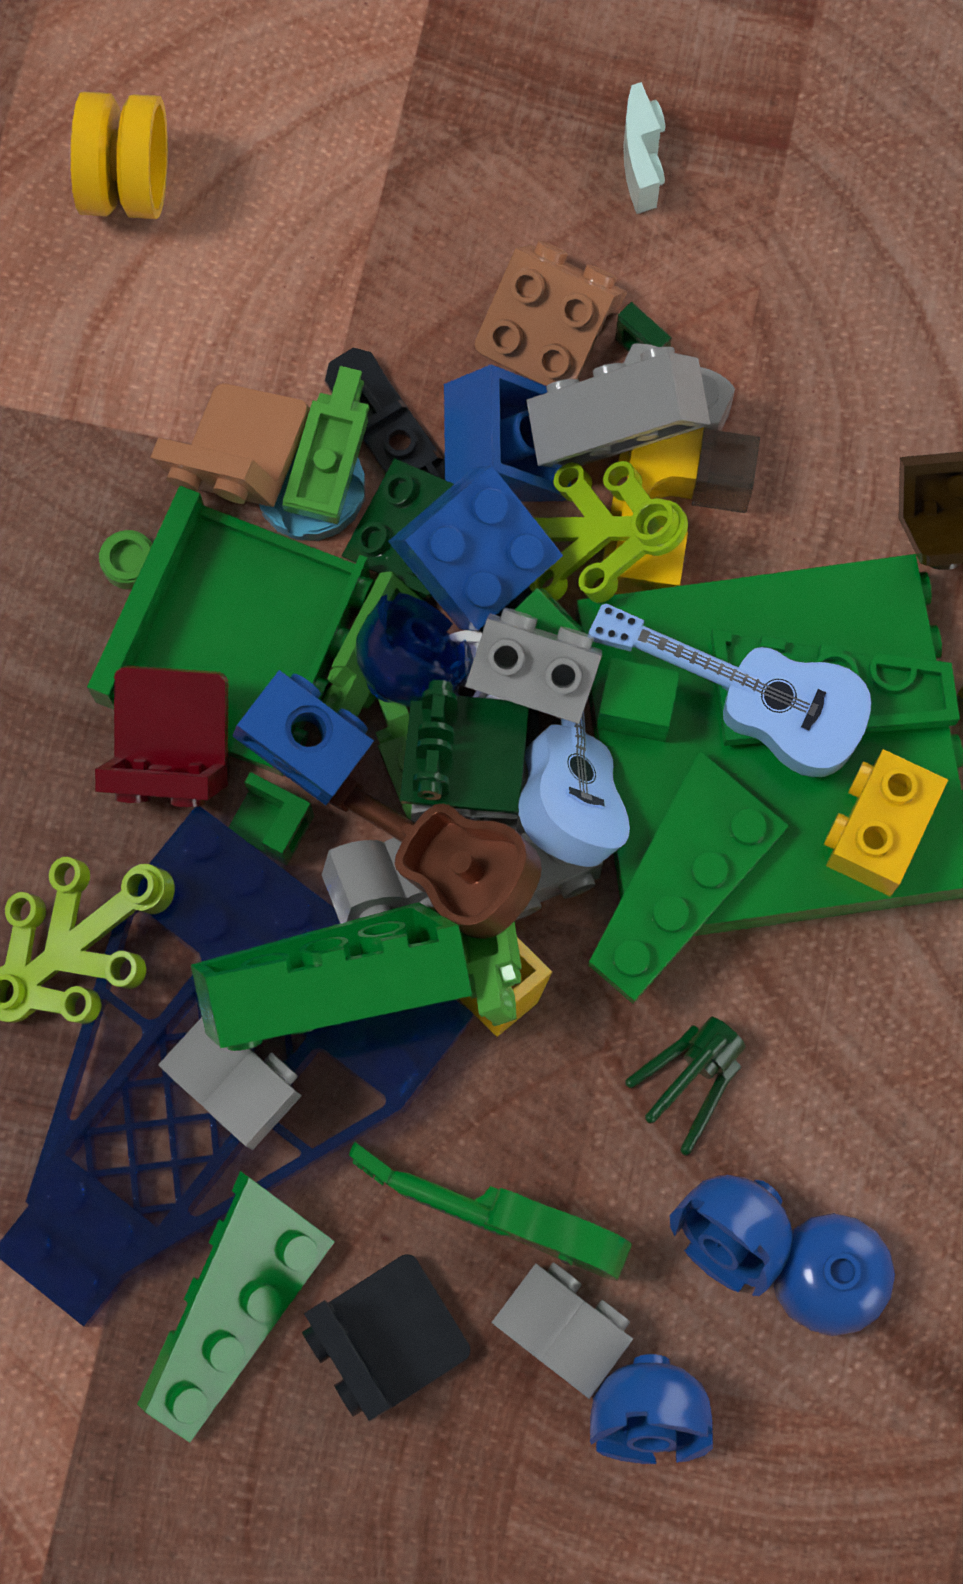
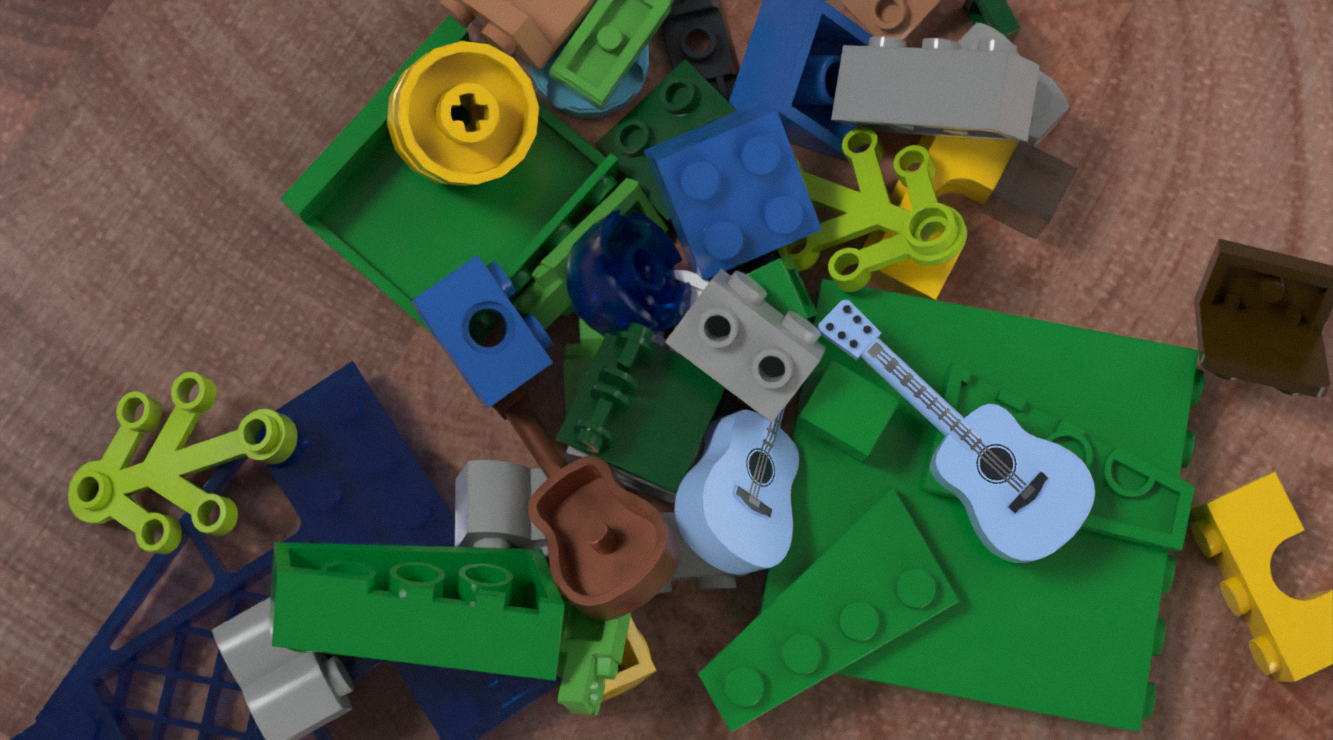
camera: 15 degrees right, 5 degrees up
(123, 557) = (369, 69): bright green tile -> none
(167, 736) = (345, 280): dark red bracket -> none
(230, 593) = (499, 108): none -> yellow wheel
(272, 819) = (425, 401): green panel -> none
(885, 821) = (1063, 632): yellow brick -> none

